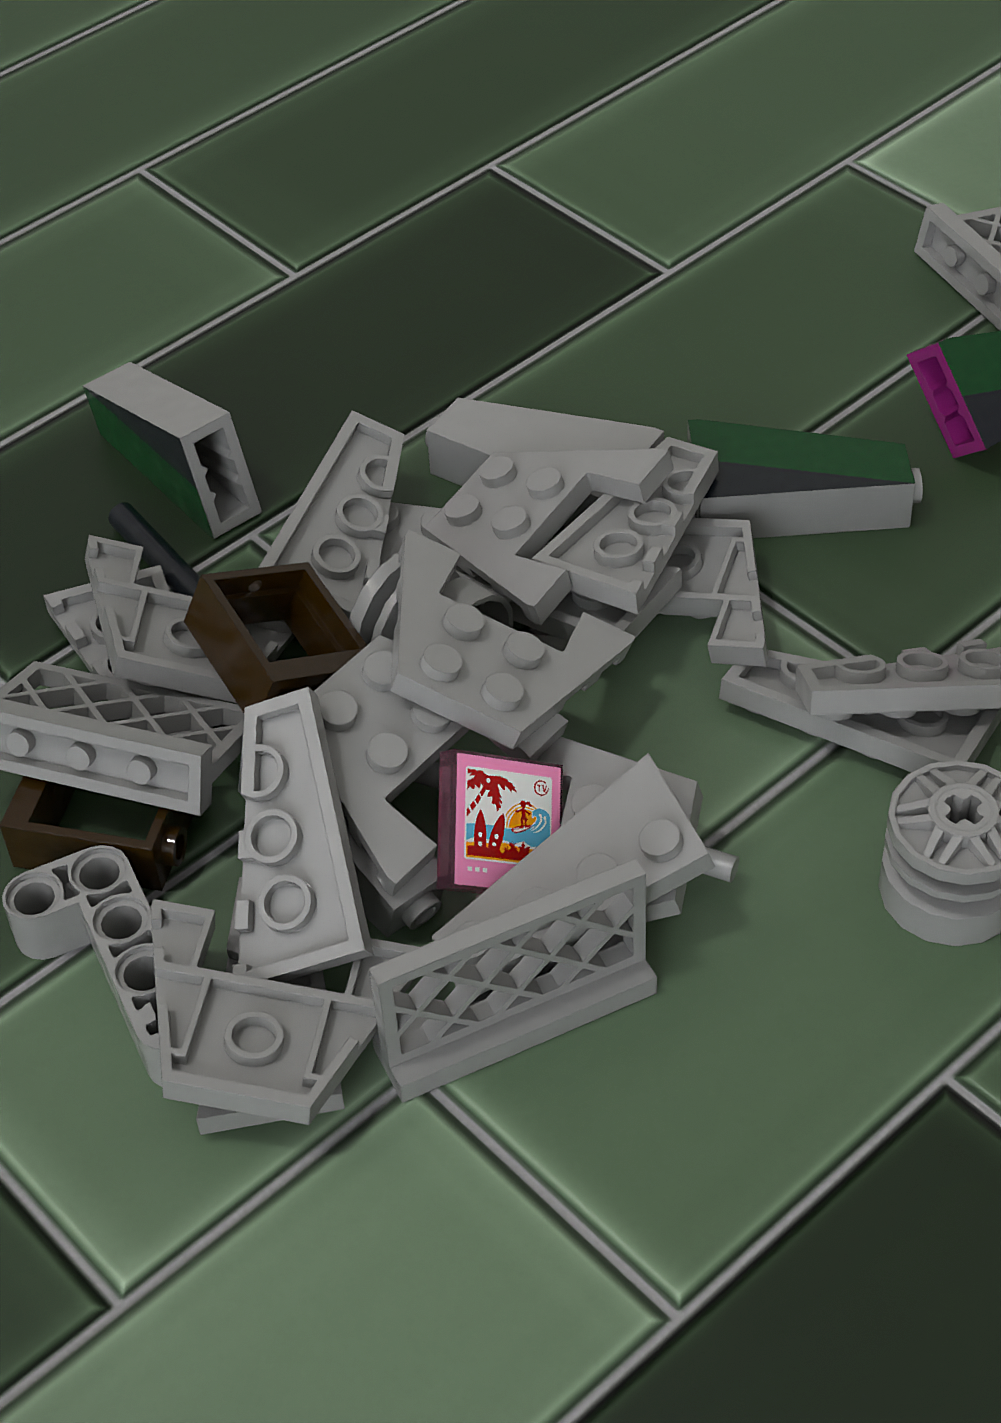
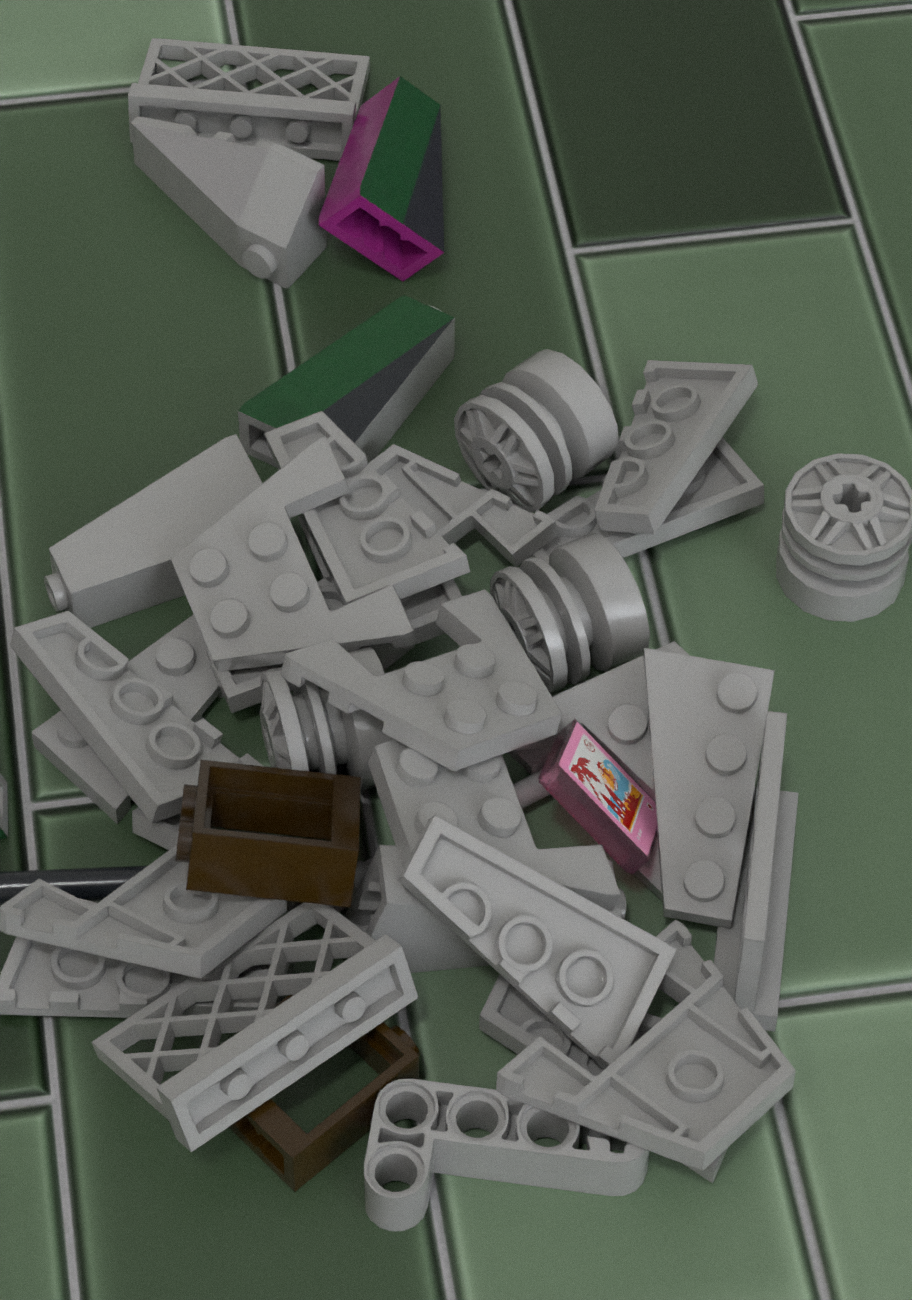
camera: 60 degrees left, 5 degrees up
(677, 707) = (574, 610): none -> light grey wheel
(846, 589) = (536, 429): none -> light grey wheel
(907, 316) = (249, 199): none -> light grey wedge

